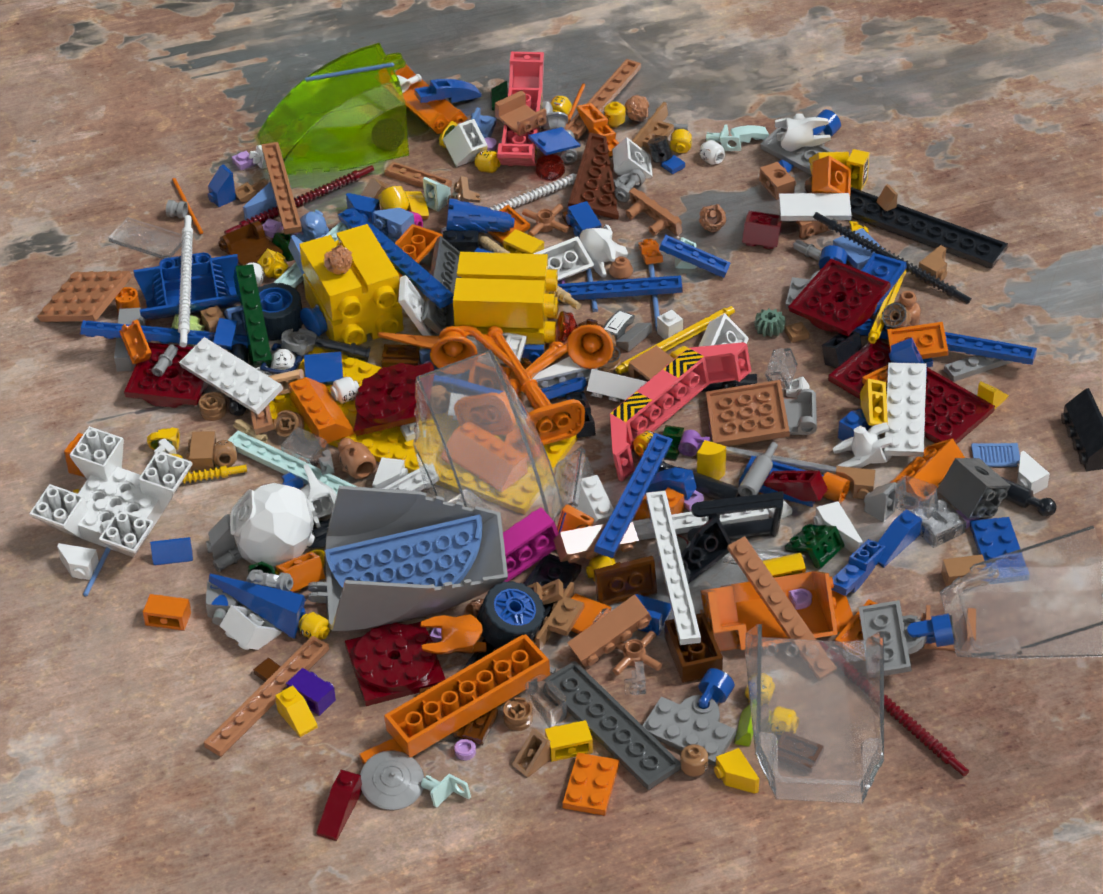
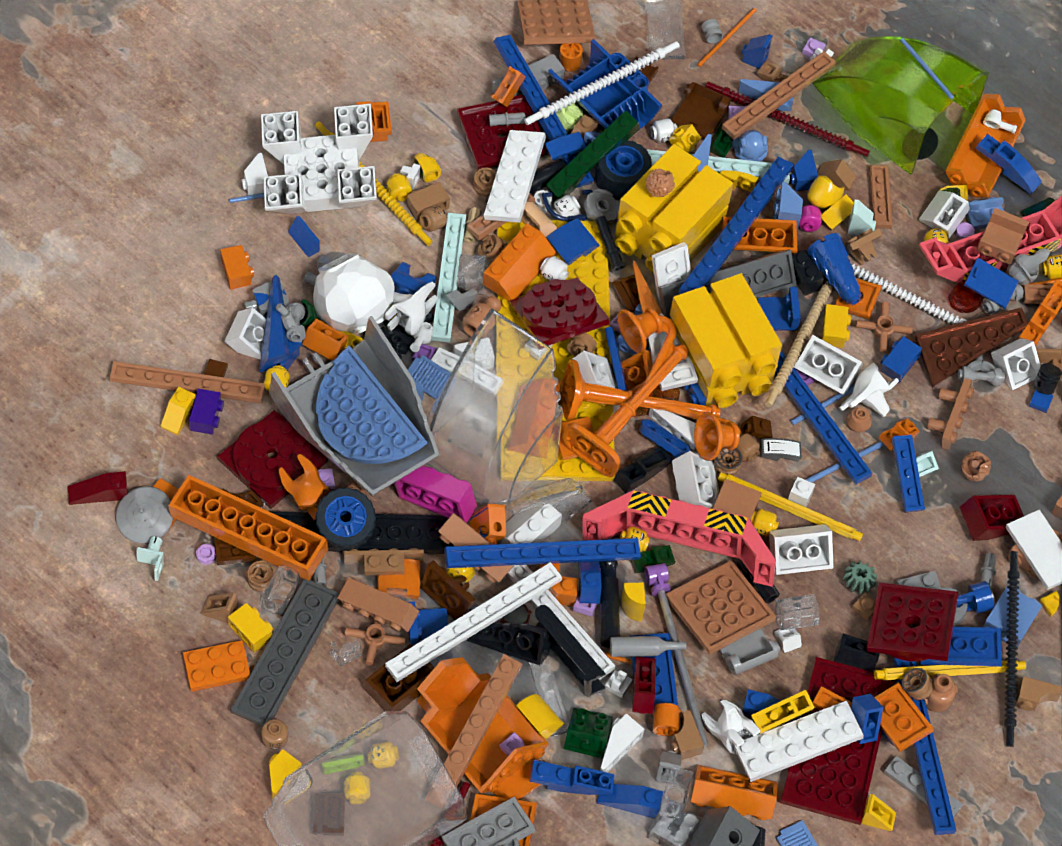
camera: 55 degrees right, 15 degrees up
(550, 592) = (397, 533): medium nougat slope -> none
(565, 326) = (743, 407): clear red piece -> none
(634, 336) = (774, 469): light grey slope -> none
(695, 718) = (320, 716): light grey plate -> none

